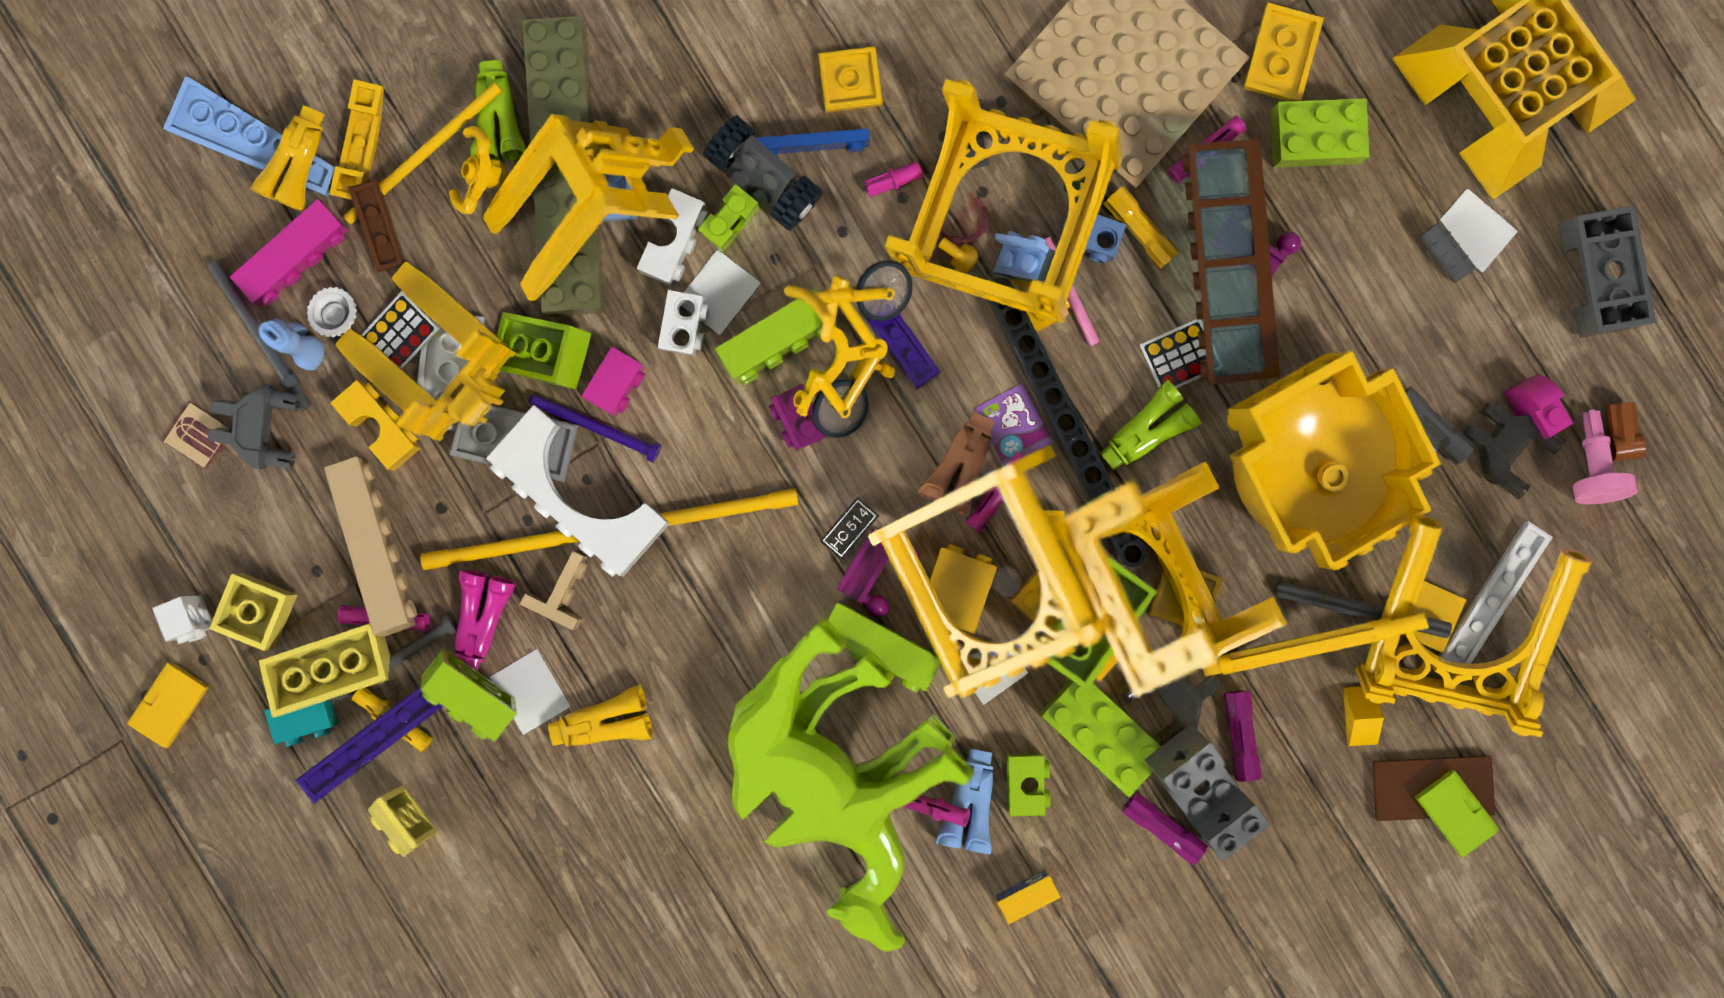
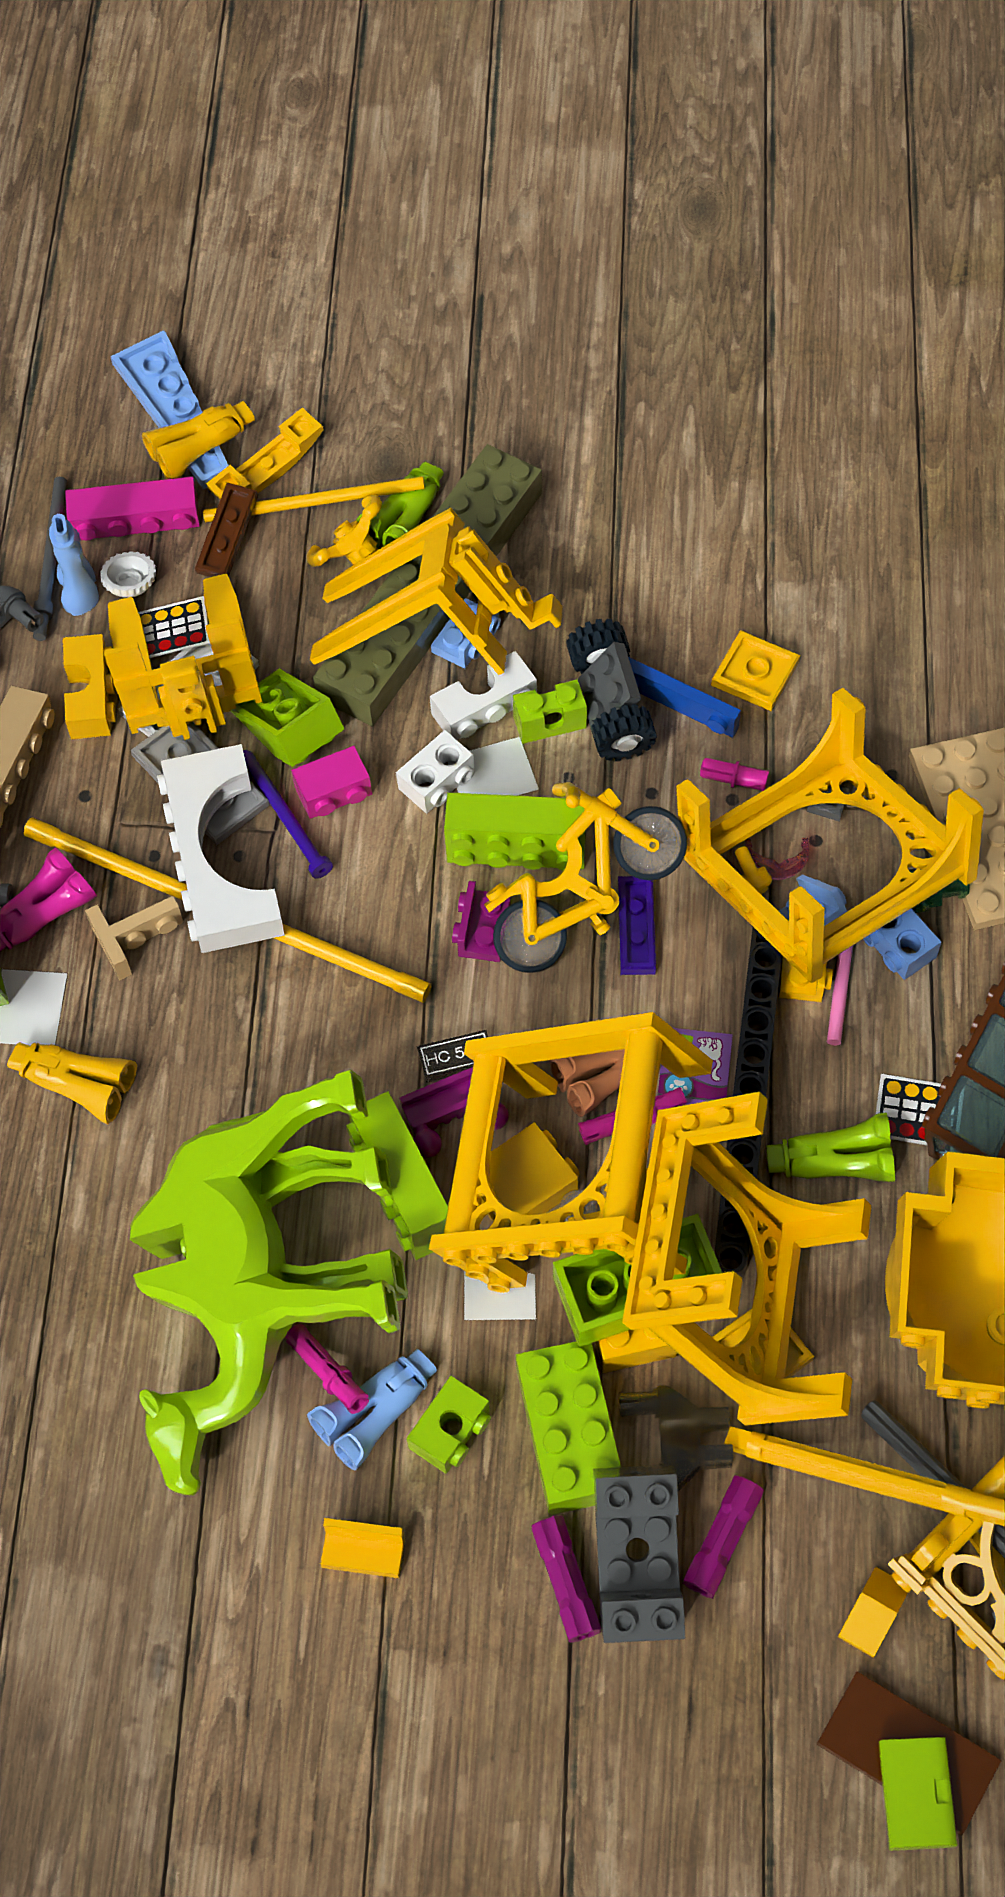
camera: 40 degrees right, 25 degrees down
(1127, 210) = (962, 985): yellow axle -> none

